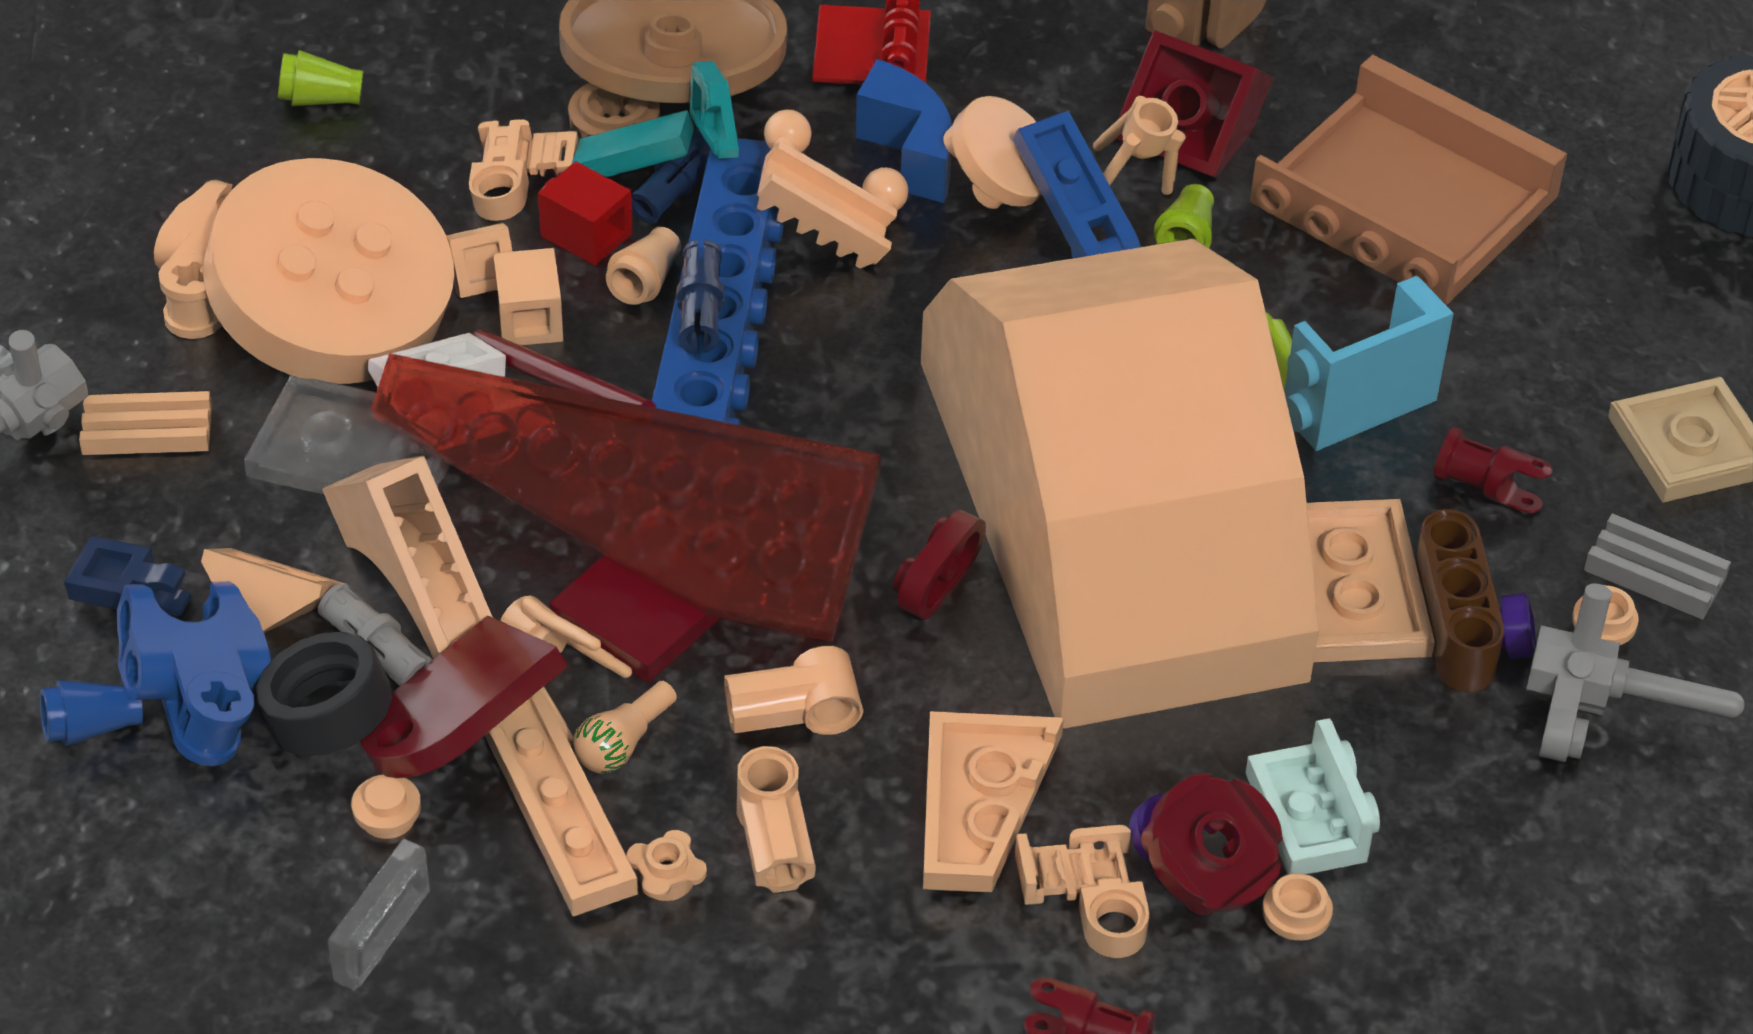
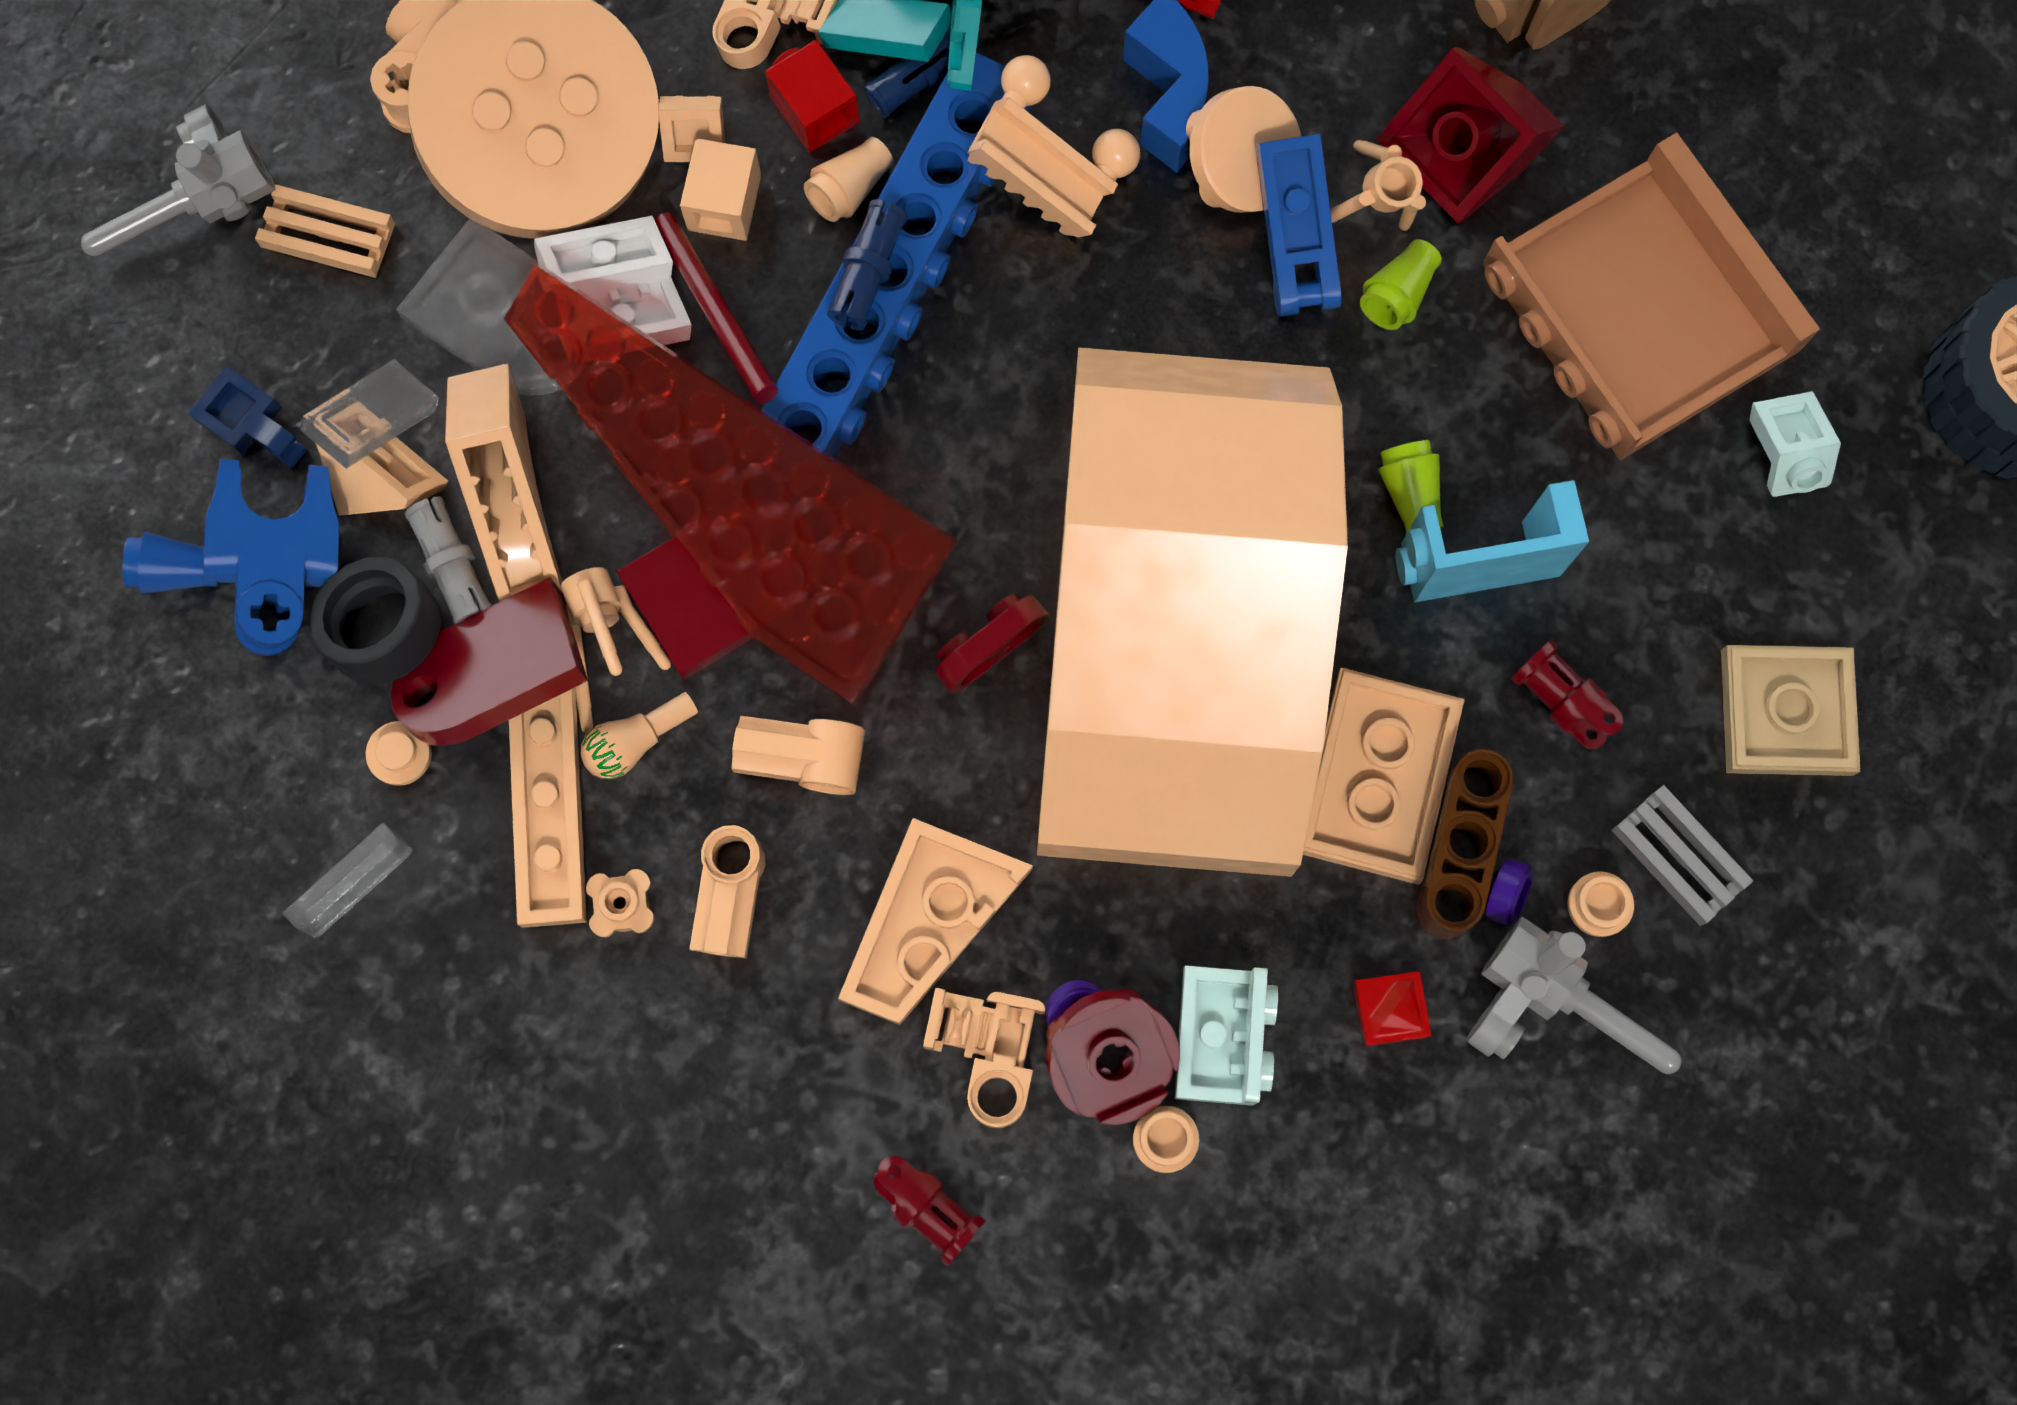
camera: 20 degrees right, 30 degrees up
(253, 535) = (369, 413): none -> clear tile
(1457, 750) = (1391, 1009): none -> red tile
(1596, 245) = (1797, 443): none -> light aqua bracket

